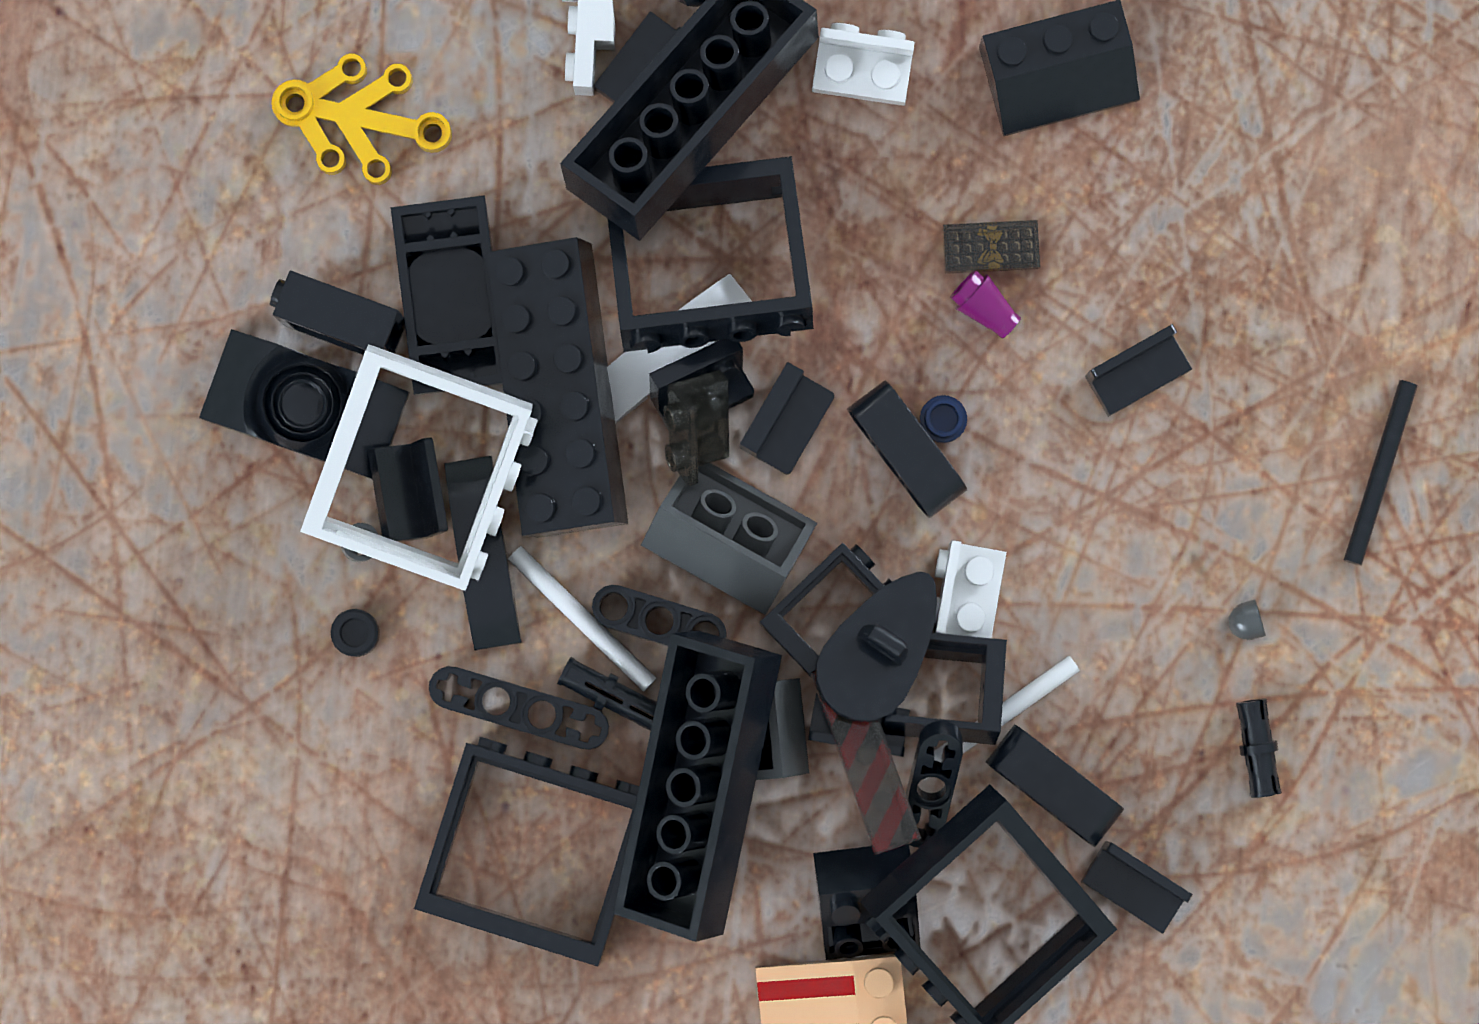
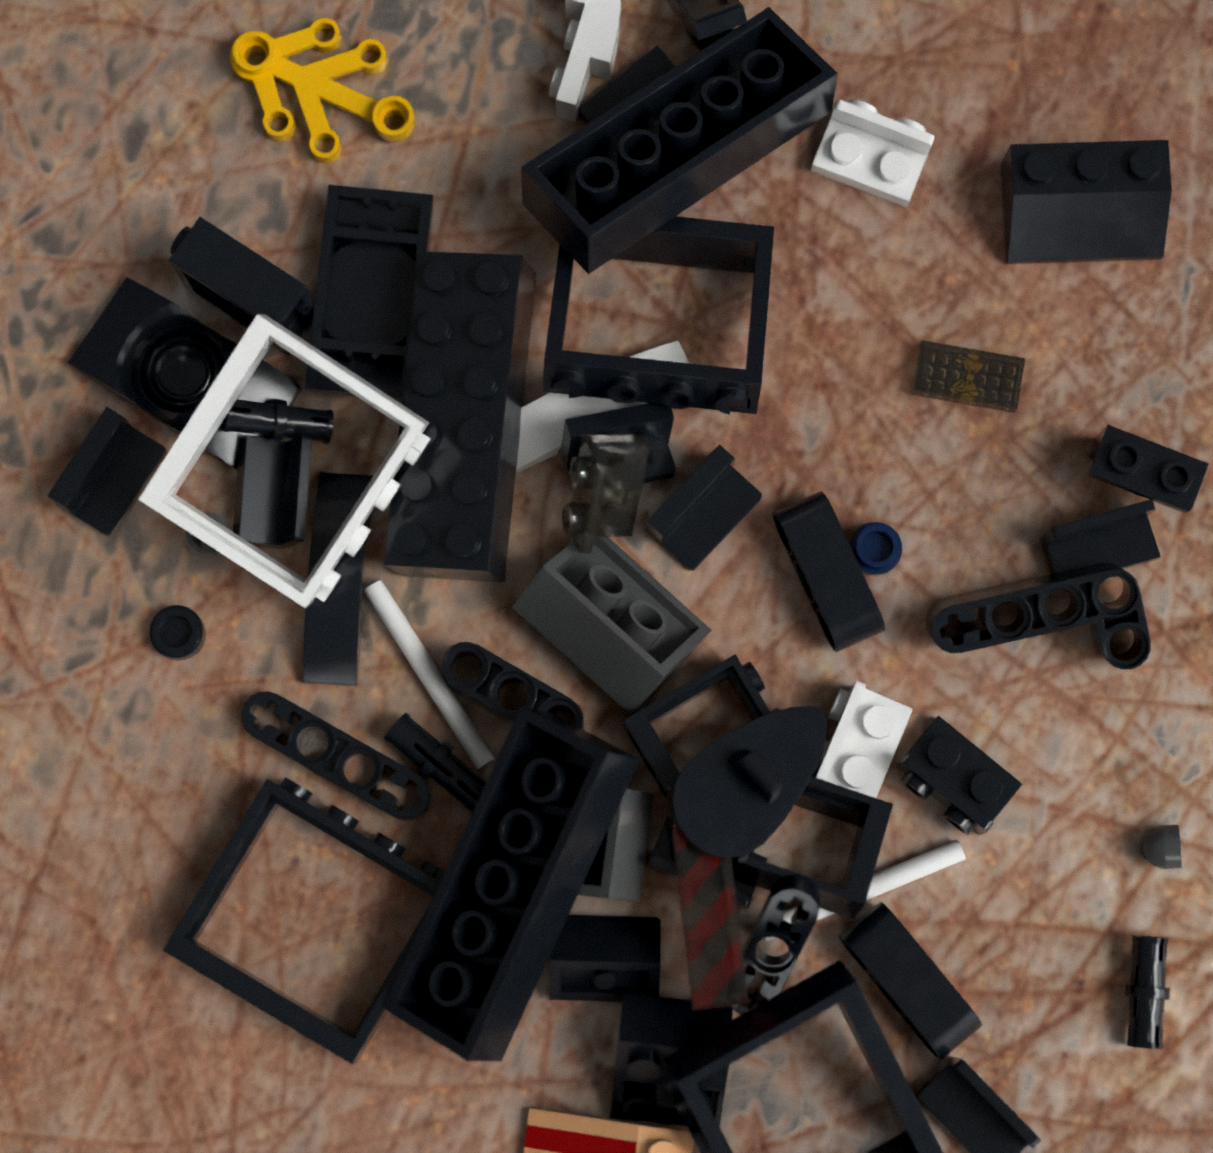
camera: 10 degrees right, 5 degrees down
(260, 508) = (107, 473): none -> black panel
(400, 428) = (279, 420): none -> black pin
(791, 826) = (605, 958): none -> black panel
(985, 304) = (948, 434): magenta cone -> none
(1058, 601) = (958, 777): none -> black bracket
(1095, 452) = (1033, 619): none -> black beam
(1162, 298) = (1146, 468): none -> black bracket

